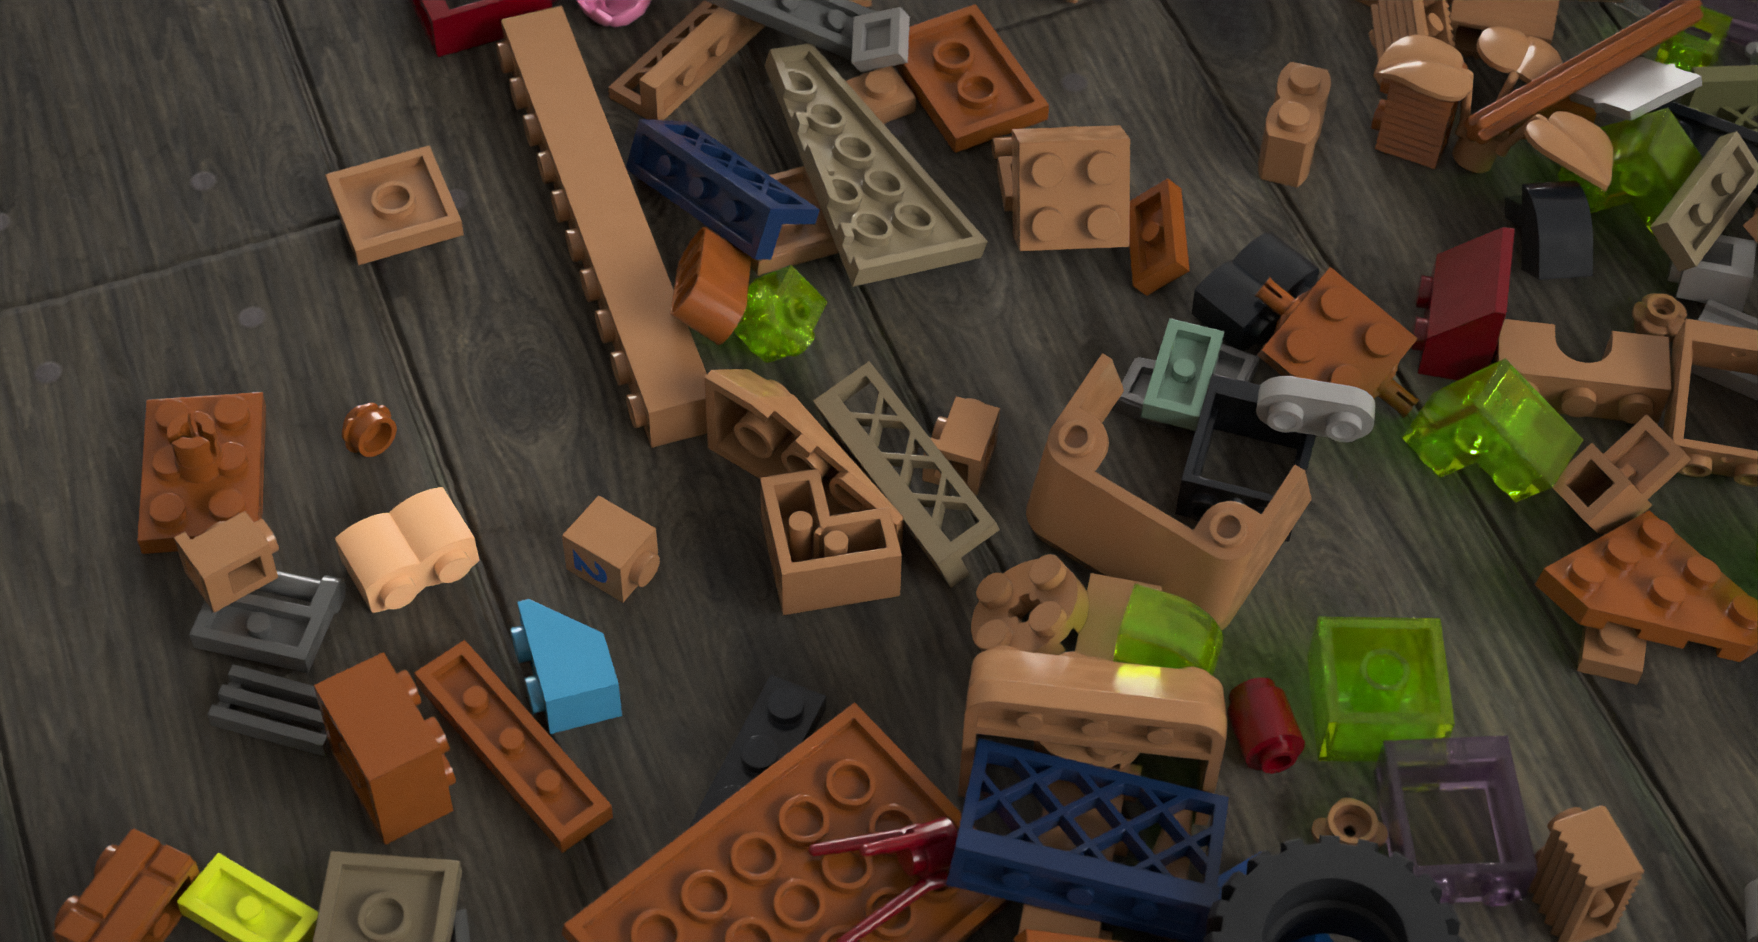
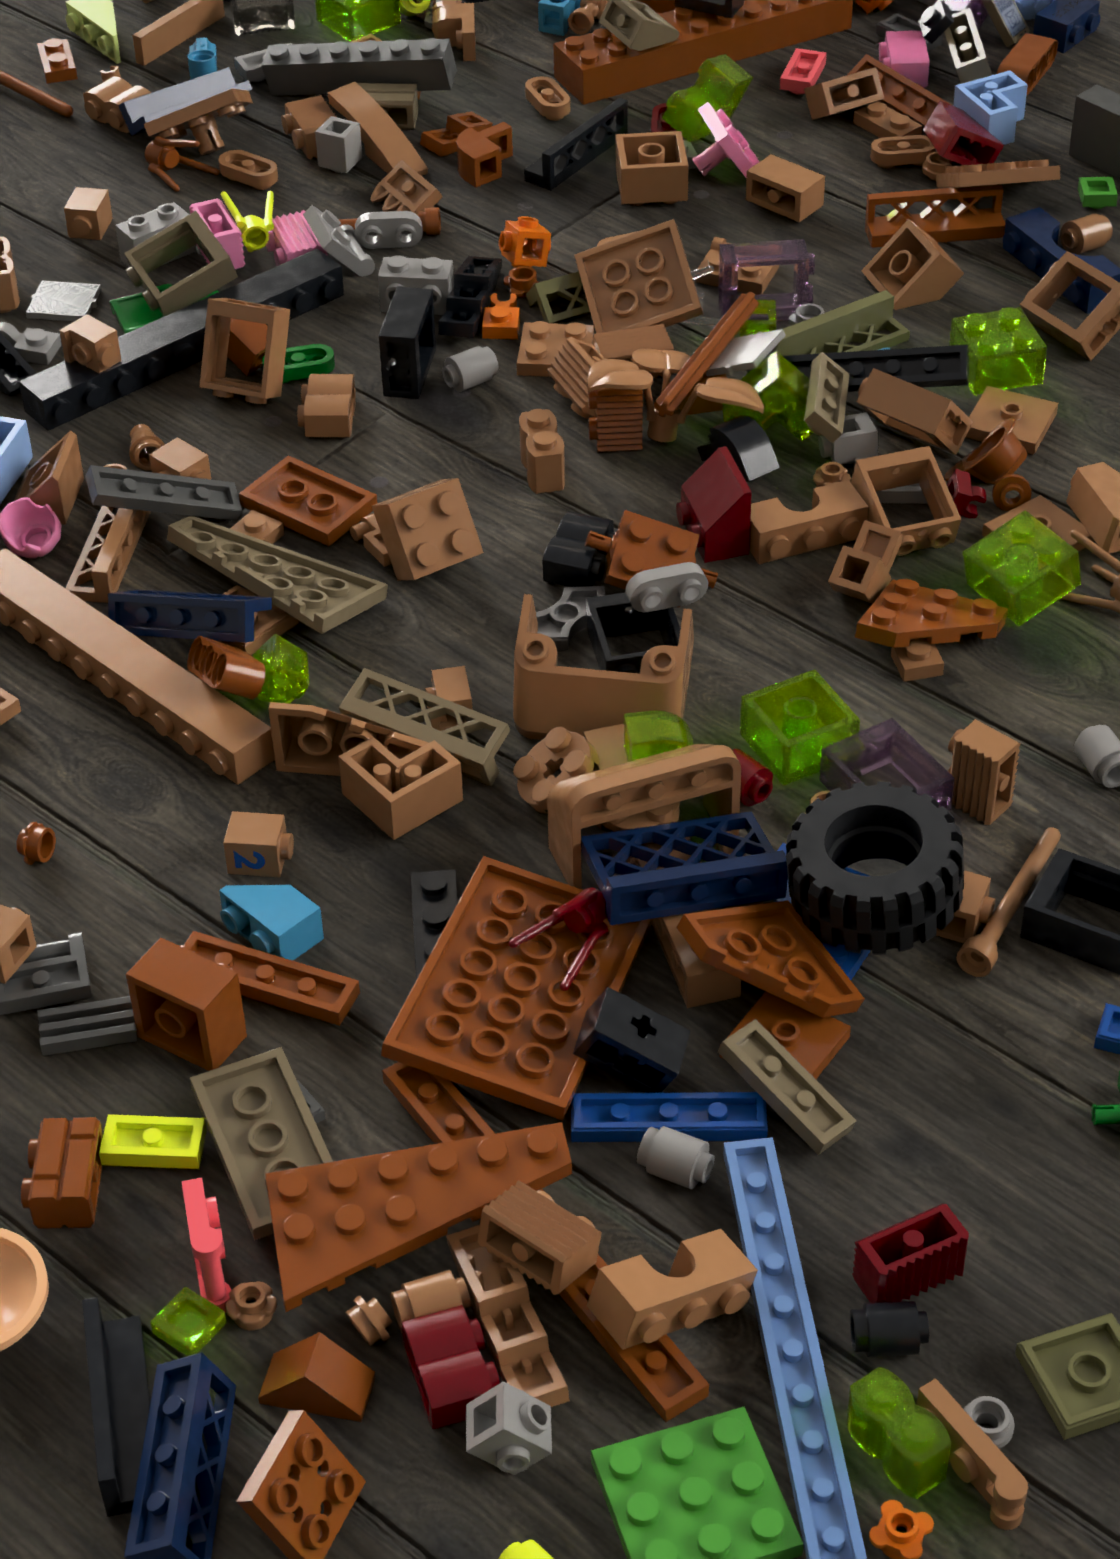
camera: 25 degrees left, 10 degrees down
(407, 550) = (115, 898): light nougat brick -> none
(880, 39) = (241, 493): light grey plate -> none
(1157, 237) = (501, 546): dark orange plate -> none
(1182, 374) = (566, 608): sand green plate -> none
(1498, 424) = (778, 558): clear neon green brick -> none

